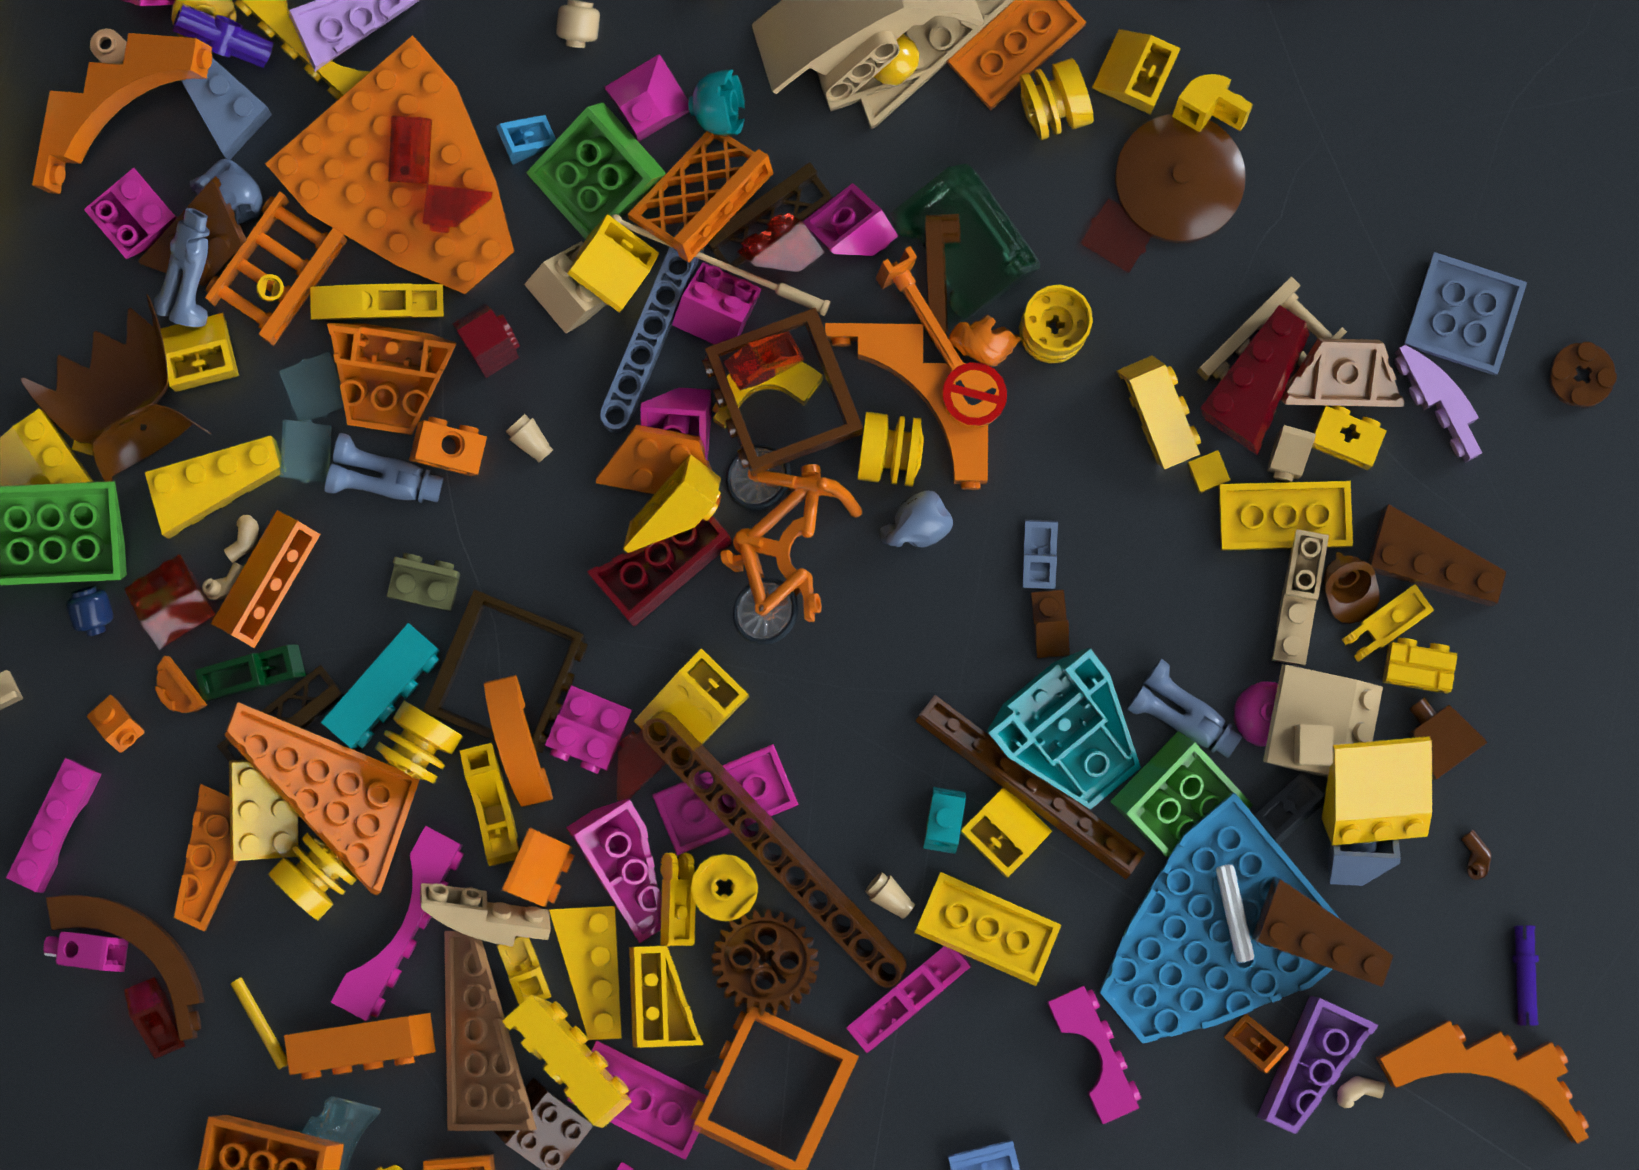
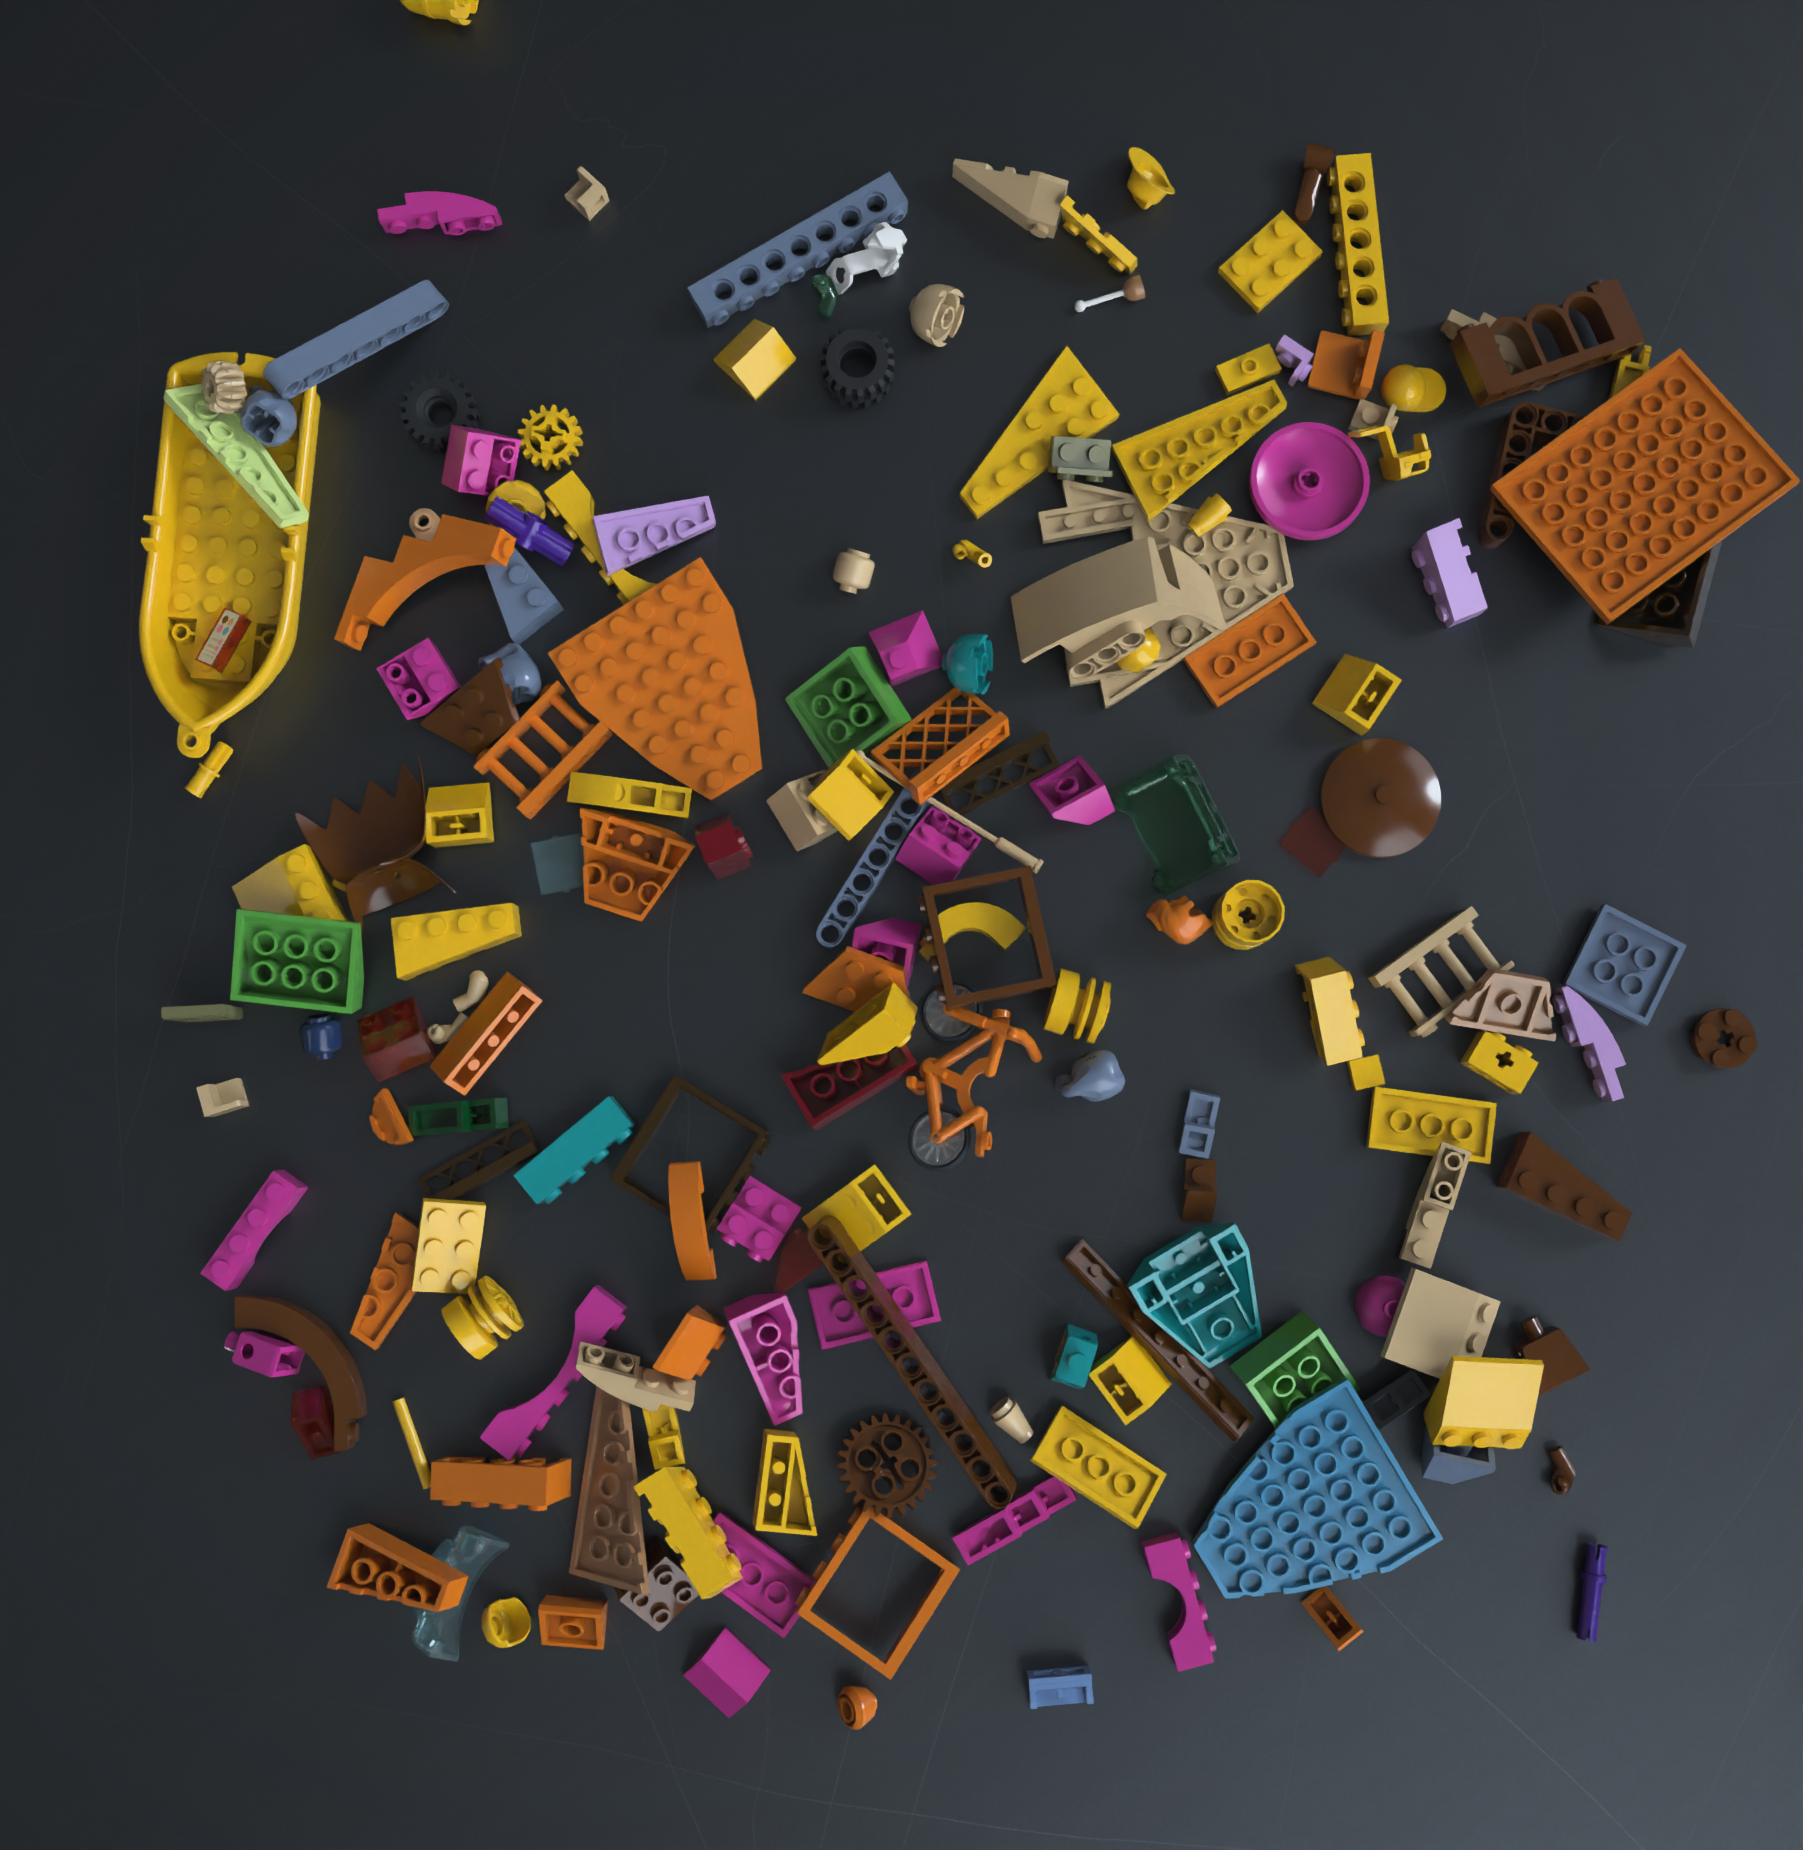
camera: 10 degrees right, 0 degrees up
(115, 724) = (327, 1144): orange bracket -> none
(188, 260) = (457, 739): sand blue piece -> none
(277, 288) = (539, 770): yellow hinge -> none
(305, 451) = (542, 921): clear light blue piece -> none
(337, 791) = (517, 1243): orange wing -> none
(399, 478) = (623, 959): sand blue piece -> none
(410, 149) = (681, 661): clear red slope -> none
(418, 742) = (600, 1208): yellow wheel -> none
(424, 583) = (630, 1060): olive bracket -> none
(428, 446) = (688, 948): orange brick -> none
(452, 206) = (711, 719): clear red slope -> none
(491, 803) = (659, 1277): yellow arch -> none
(526, 137) = (789, 666): dark azure slope -> none
(529, 438) = (748, 942): tan cone -> none
(591, 958) = (727, 1432): yellow wing -> none
(677, 900) = (815, 1392): yellow hinge -> none
(724, 907) = (861, 1374): yellow piece -> none
(763, 360) = (974, 907): clear red slope -> none
(782, 246) = (1007, 803): clear red slope -> none
(900, 352) = (1101, 918): orange arch -> none
(939, 230) = (1154, 811): reddish brown beam -> none
(973, 391) = (1161, 965): orange piece -> none
(1055, 99) = (1285, 707): yellow wheel -> none
(1198, 723) = (1323, 1303): sand blue piece -> none
(1210, 97) = (1421, 729): yellow brick -> none
(1234, 913) = (1331, 1492): white axle -> none
(1257, 381) = (1423, 1003): dark red wedge -> none
(1290, 453) = (1446, 1069): tan slope -> none
(1311, 932) = (1399, 1524): reddish brown wedge -> none
(1313, 744) = (1432, 1351): tan panel -> none
(1315, 1058) = (1393, 1631): medium lavender wedge -> none
(1351, 588) = (1482, 1202): reddish brown piece -> none
(1356, 1088) = (1417, 1672): tan arm -> none
(1391, 620) = (1514, 1239): yellow hinge -> none
(1419, 666) = (1535, 1287): yellow brick -> none
(1534, 1072) = (1502, 1652): orange arch -> none

